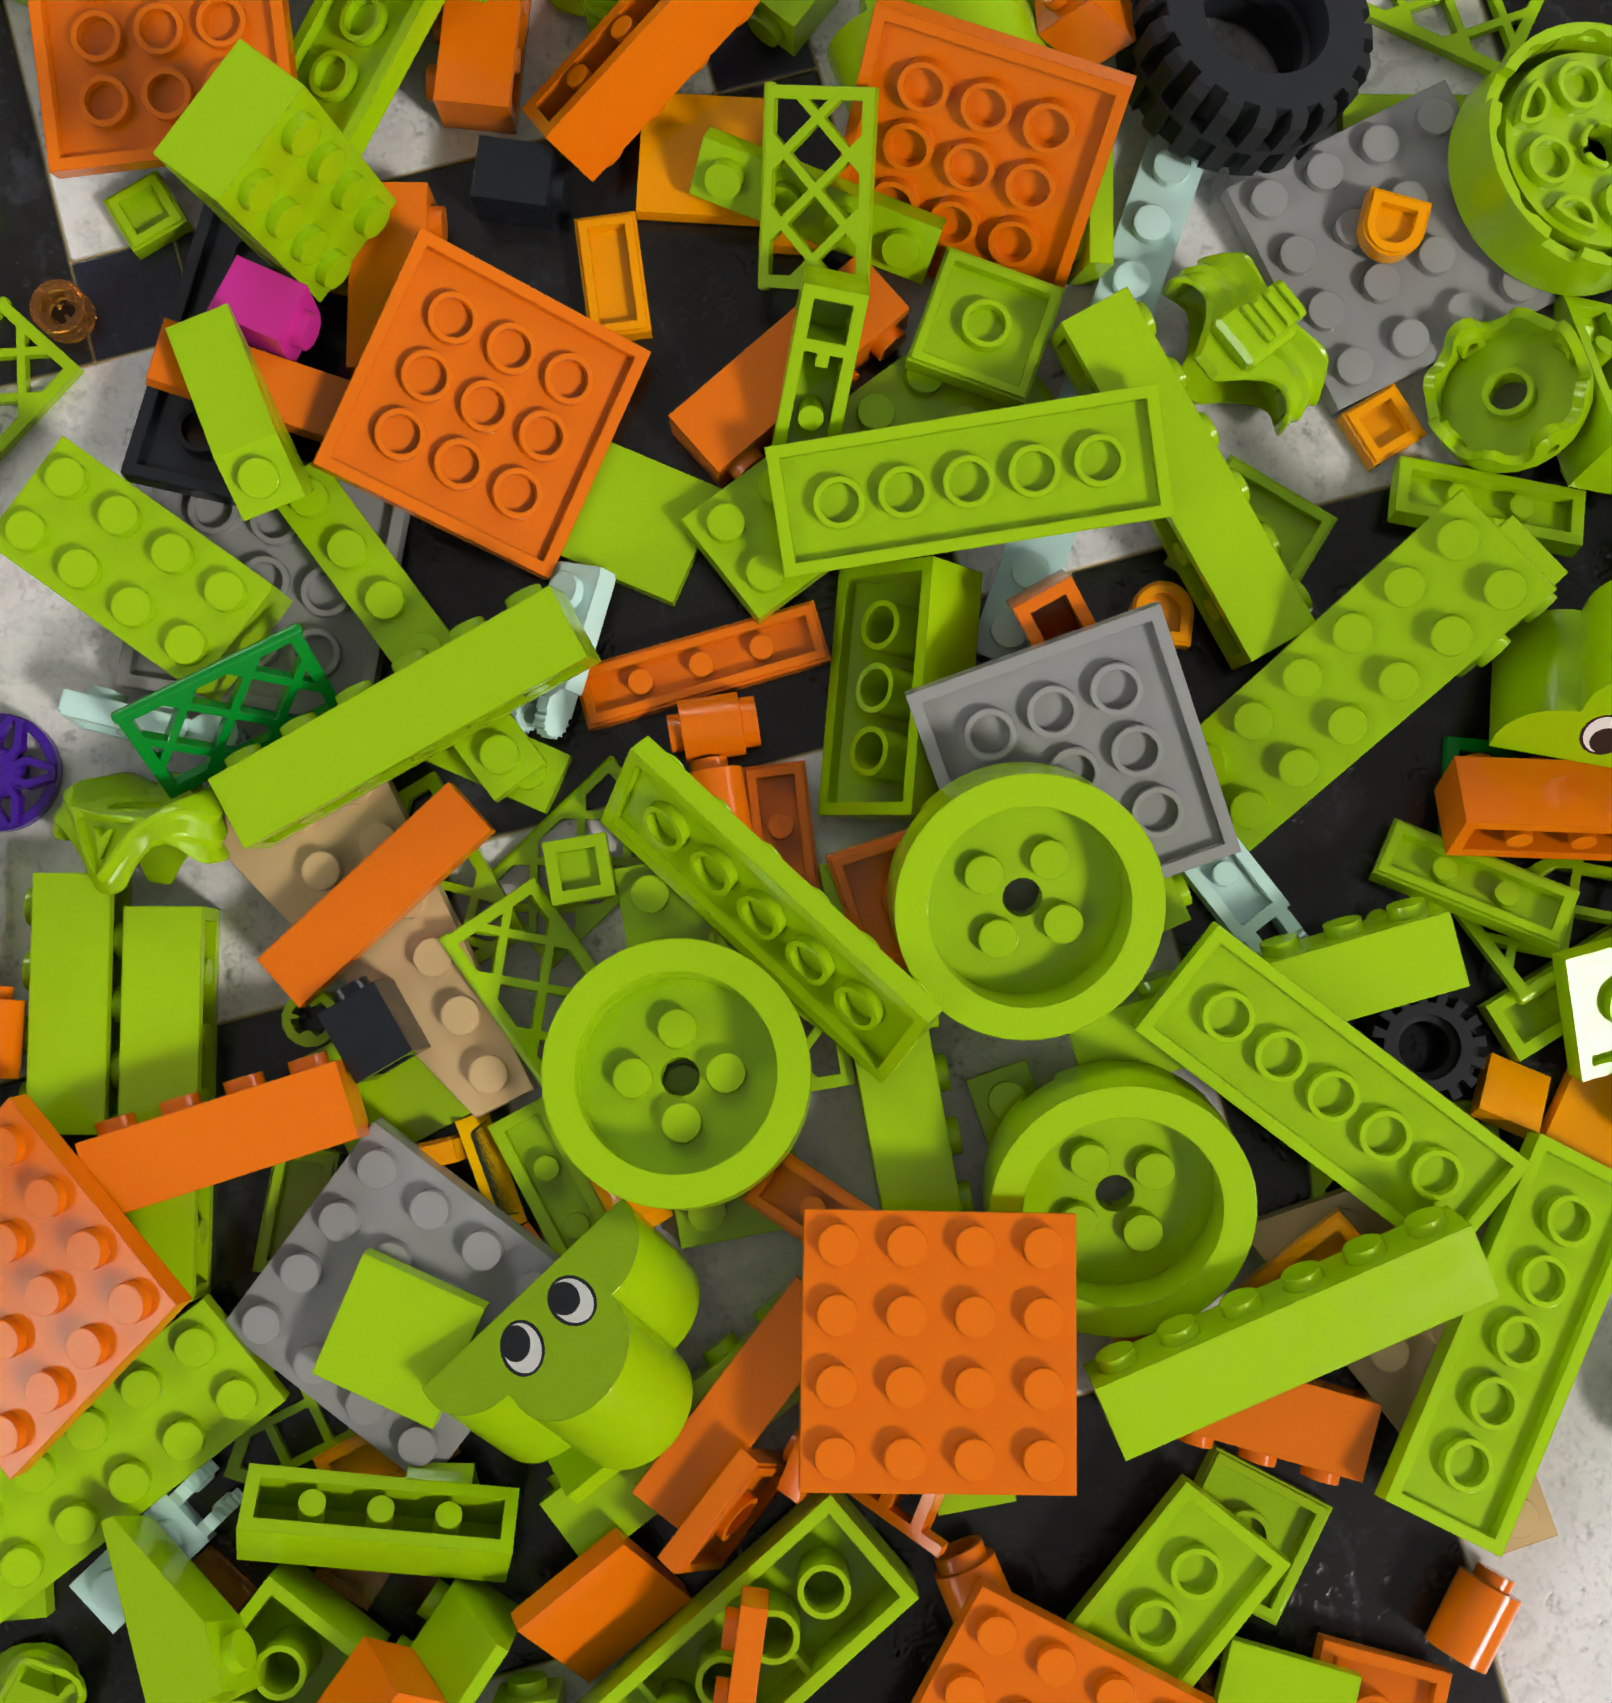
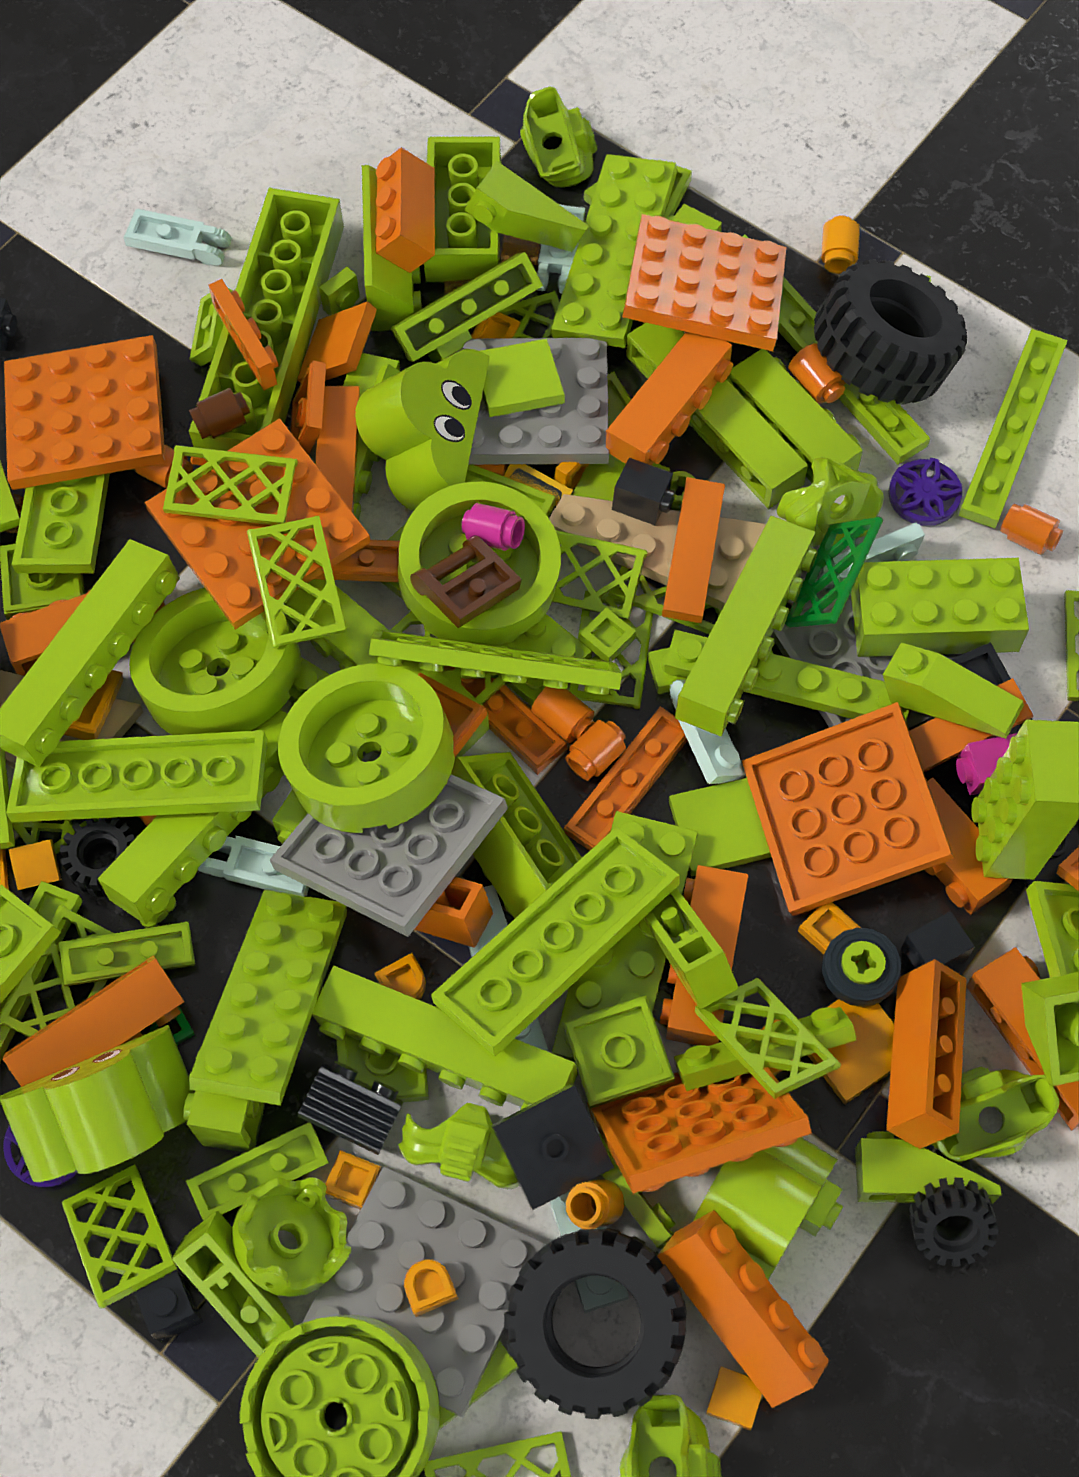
camera: 150 degrees right, 20 degrees down
(626, 1102) = (494, 525): none -> dark pink brick
(633, 239) = (854, 981): none -> black wheel
(727, 1015) = (473, 589): none -> reddish brown plate
(865, 1584) = (220, 413): none -> reddish brown brick
(899, 1220) = (273, 606): none -> lime window
(1005, 1417) = (246, 511): none -> lime window
(1152, 164) = (595, 1204): none -> light orange brick
(1157, 251) = (552, 1146): none -> black plate
(1338, 489) = (351, 1107): none -> black brick

